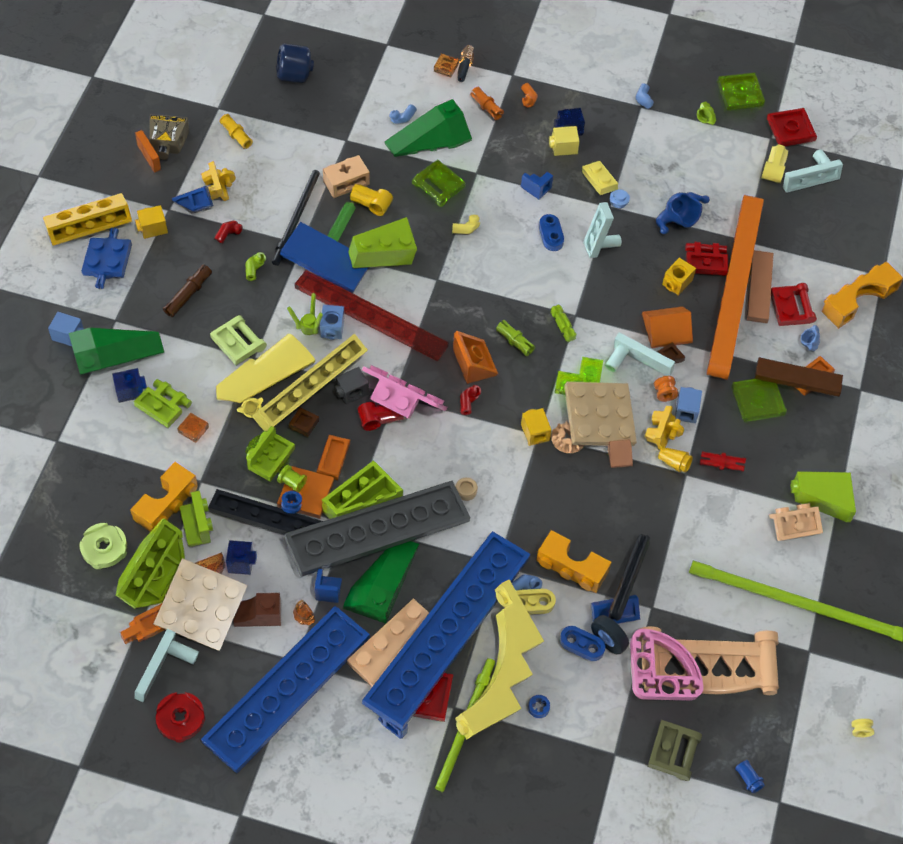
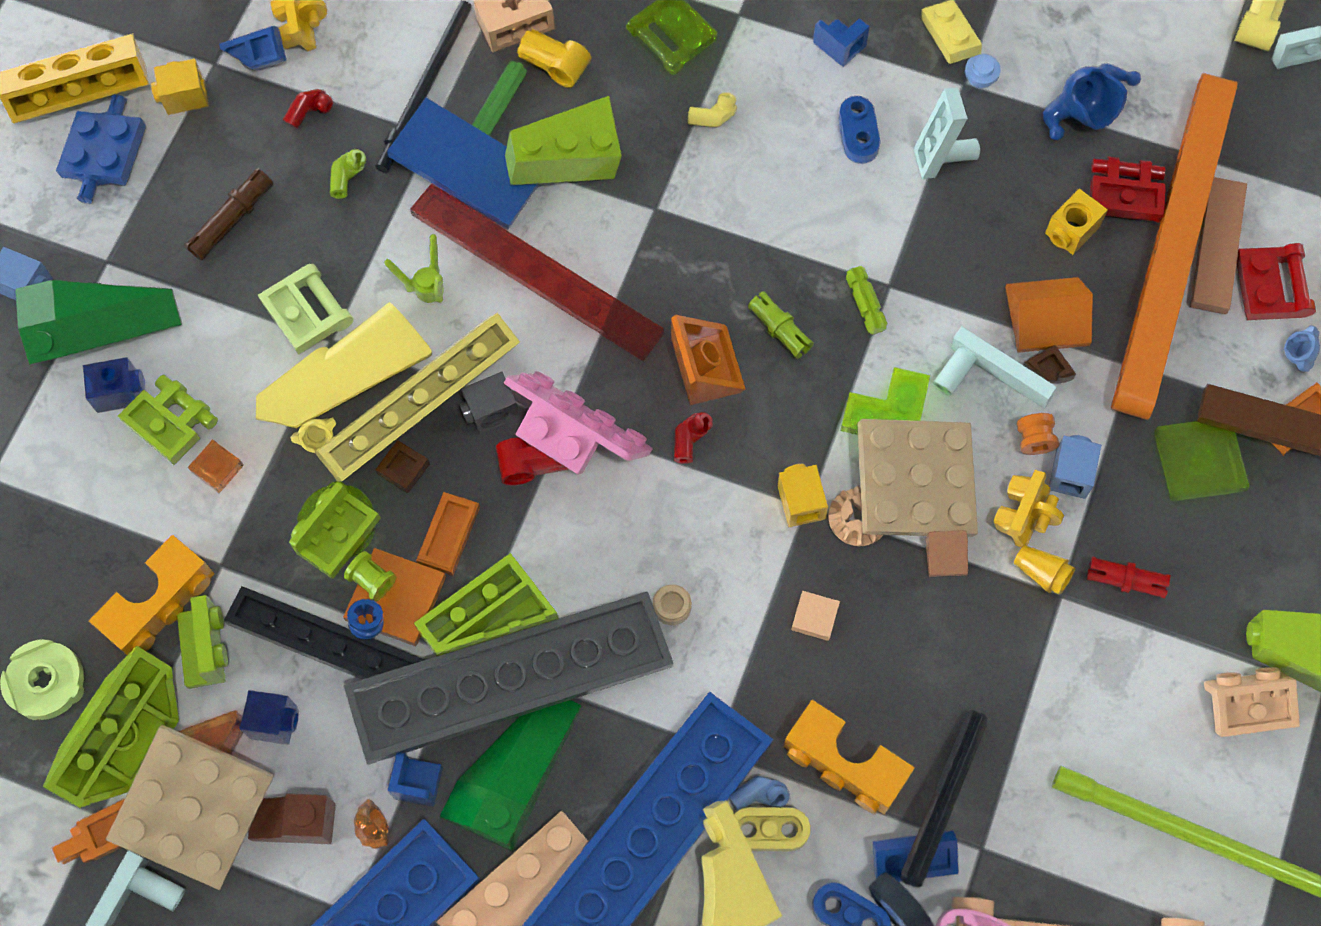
camera: 10 degrees right, 10 degrees up
(334, 315) = (463, 270): medium blue brick -> none
(548, 490) = (815, 615): none -> light nougat tile

